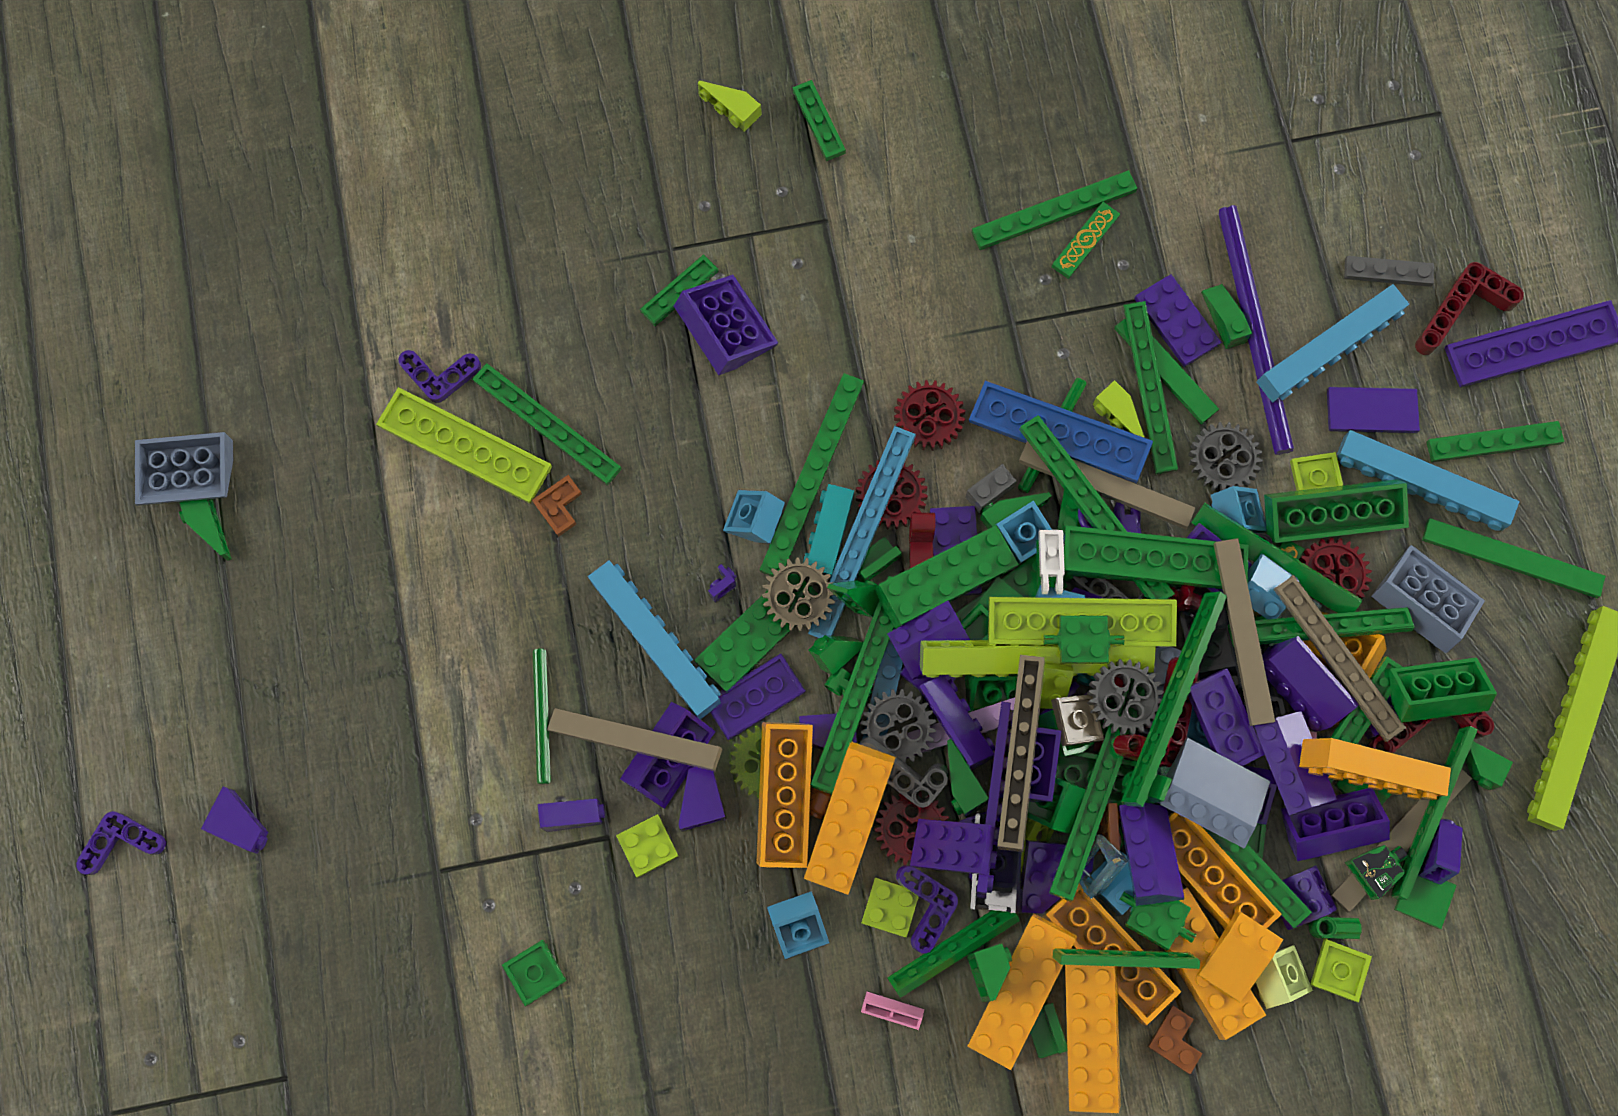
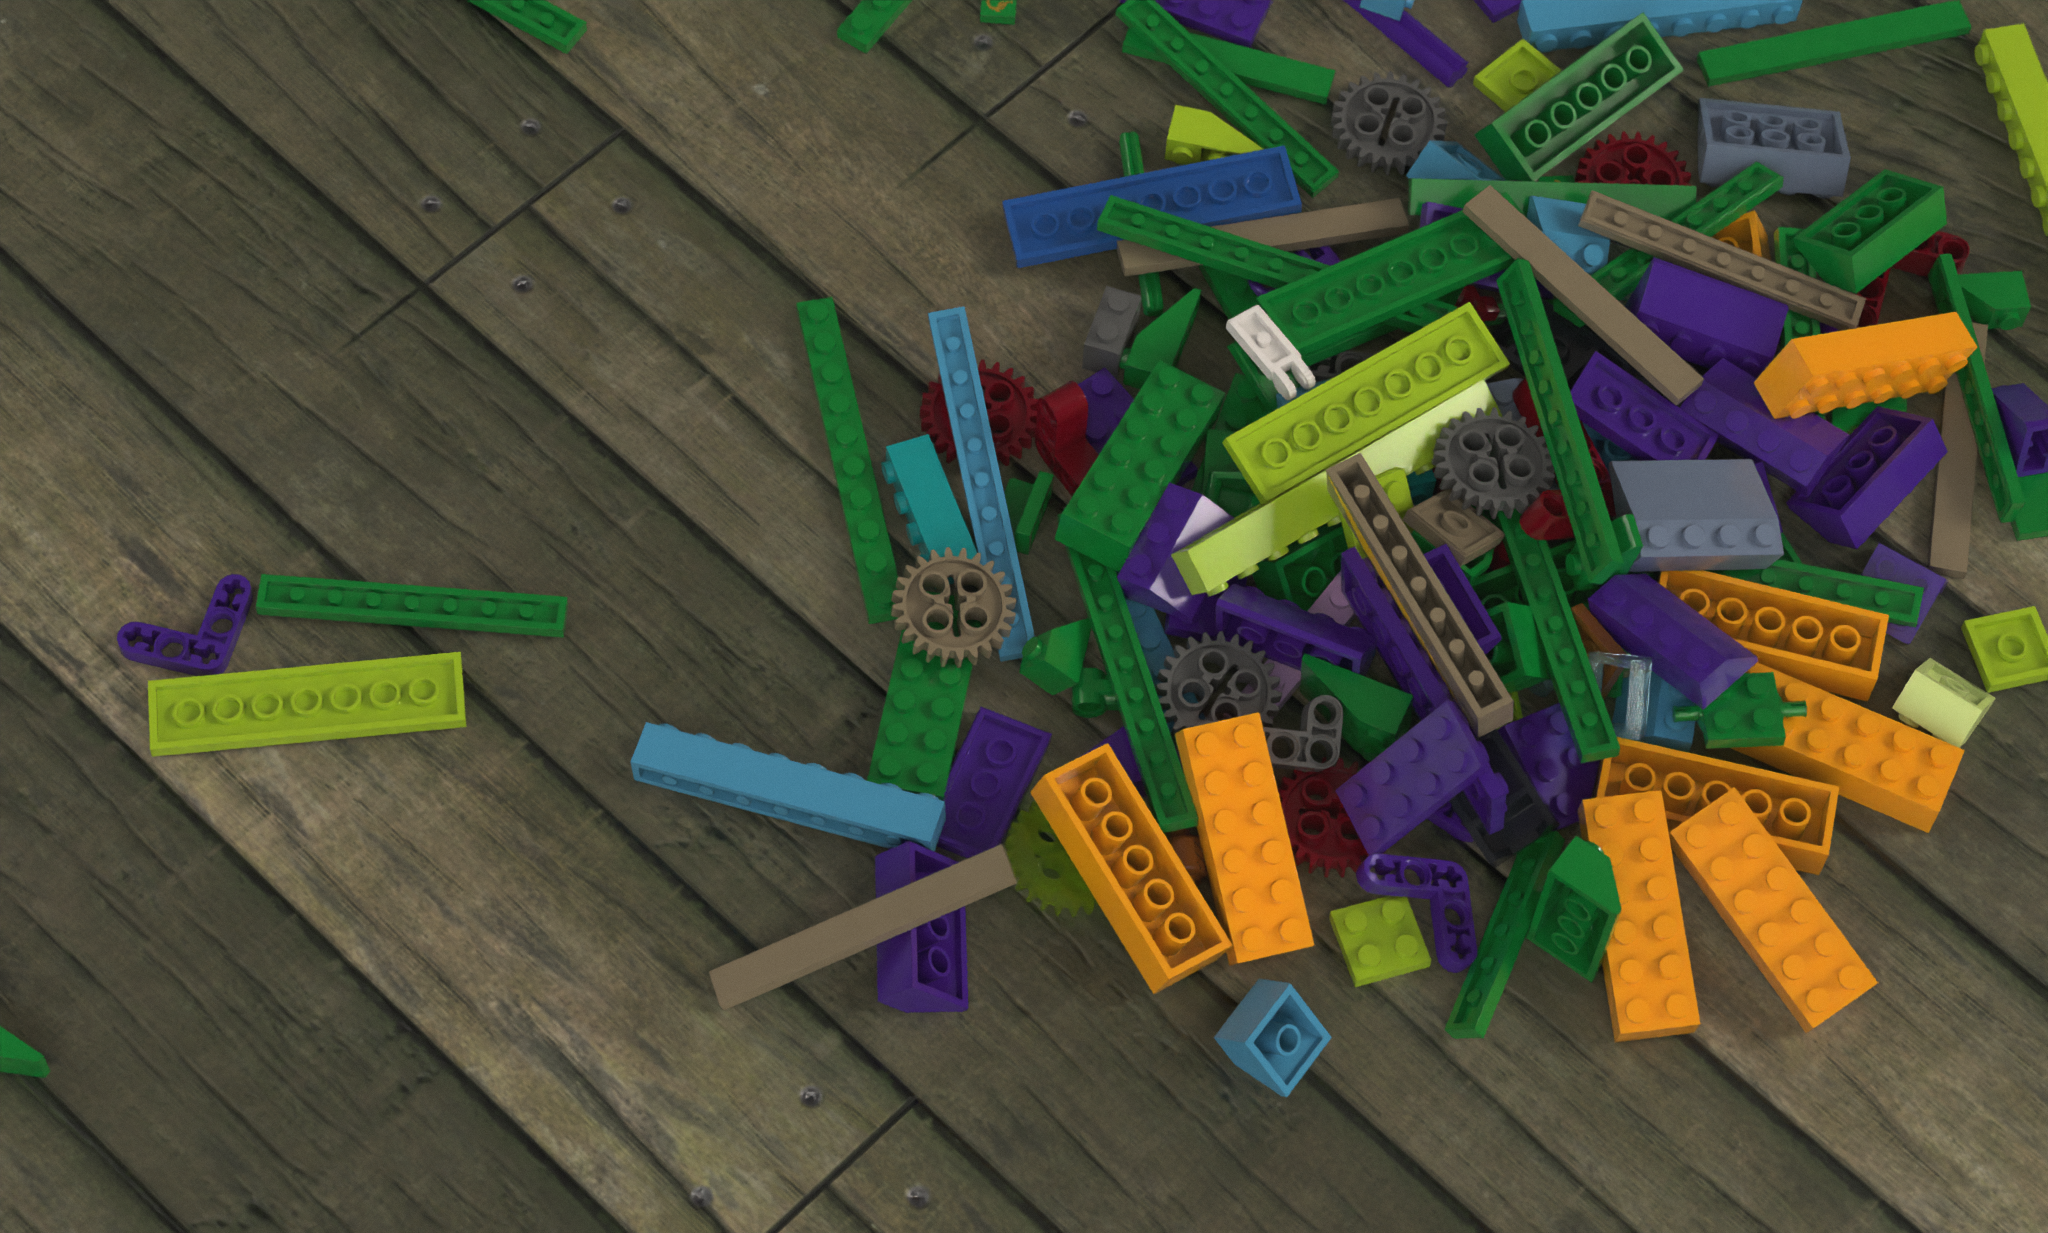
camera: 40 degrees left, 15 degrees down
(541, 716) = (697, 995): green axle -> none
(553, 502) = (502, 706): dark orange plate -> none
(570, 814) = (841, 1092): dark purple slope -> none
(647, 846) = (981, 1071): lime plate -> none
(663, 303) = (477, 329): green tile -> none
(701, 800) = (1013, 957): dark purple slope -> none
(722, 587) = (832, 665): dark purple bracket -> none
(724, 323) = (578, 333): dark purple slope -> none
(733, 103) = (376, 48): lime slope -> none
(754, 516) = (809, 551): dark azure slope -> none
(857, 596) = (1039, 563): green slope -> none
(892, 1006) = (1482, 1056): bright pink piece -> none
(941, 429) = (926, 278): dark red gear -> none
(1022, 530) = (1200, 347): dark azure slope -> none
(1047, 1033) = (1714, 959): green panel -> none
(1084, 639) = (1388, 418): green plate -> none
(1125, 958) = (1741, 774): green tile -> none
(1169, 1042) = (1872, 877): dark orange plate -> none
(1240, 956) = (1878, 689): light orange slope -> none
(1336, 928) = (1964, 602): green piece -> none
(1378, 869) = (1961, 496): torso -> none

